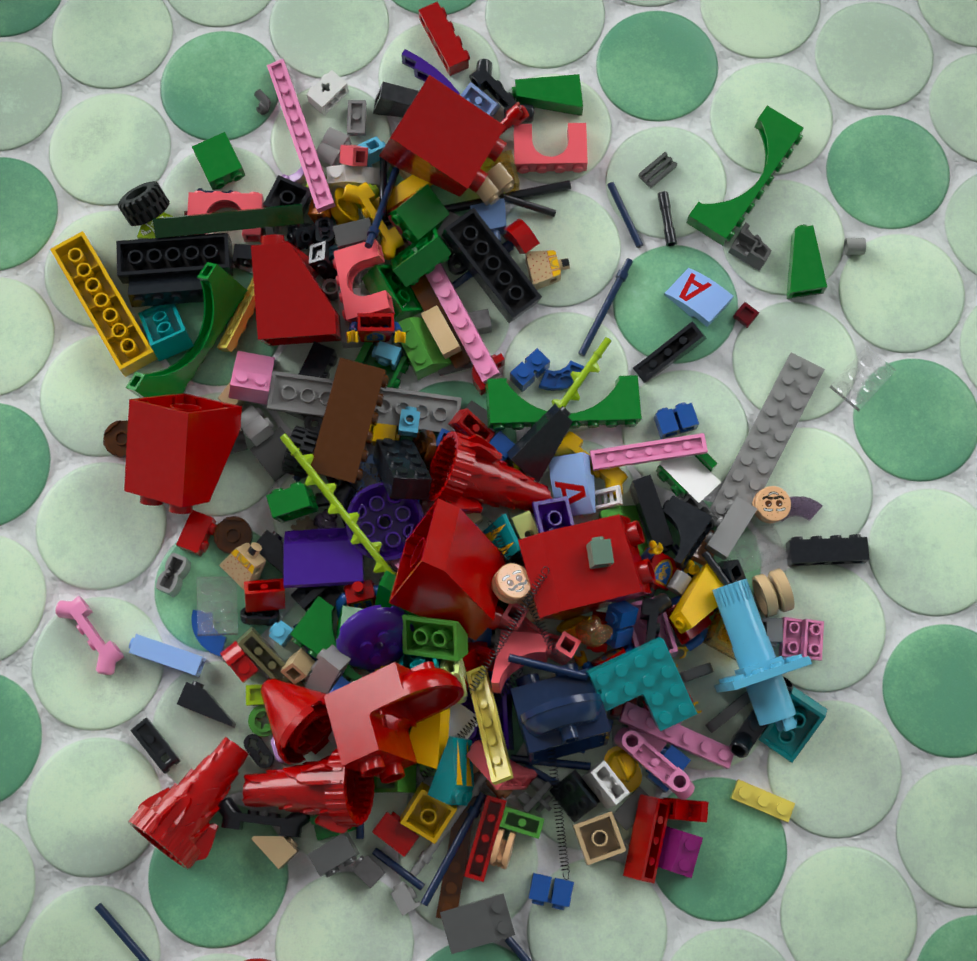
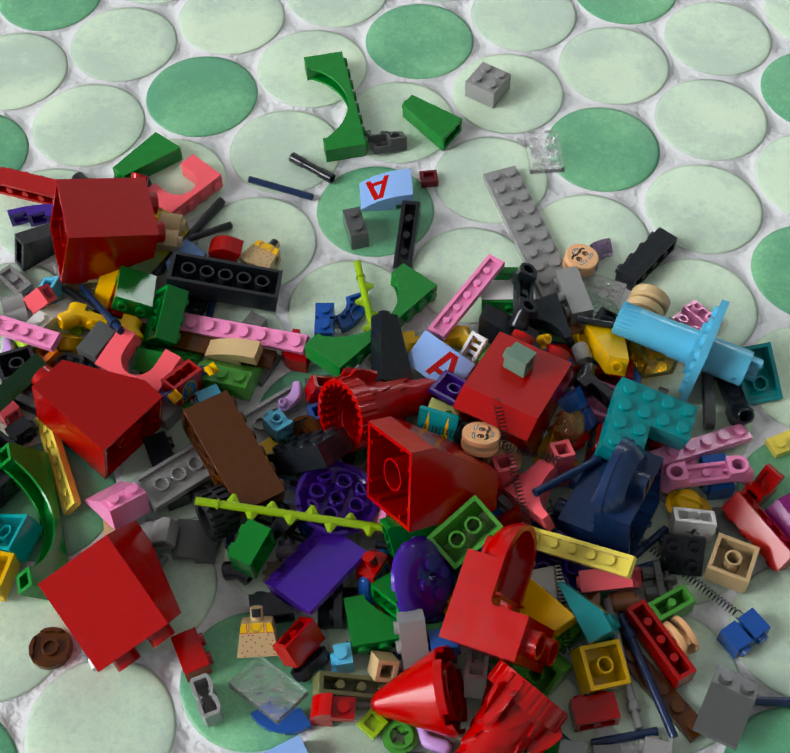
camera: 45 degrees left, 20 degrees down
(232, 533) = (222, 631): reddish brown tile -> none
(442, 411) = (292, 399): none -> lavender arm
(621, 277) = (321, 223): dark blue bar -> none
(639, 307) = (355, 228): none -> dark grey brick
(668, 160) = (273, 137): dark grey tile -> none
(673, 505) = (523, 296): none -> black plate
(679, 419) = (460, 266): blue piece -> none
(854, 246) = (449, 89): light grey beam -> none
(889, 271) = (487, 84): none -> light grey brick

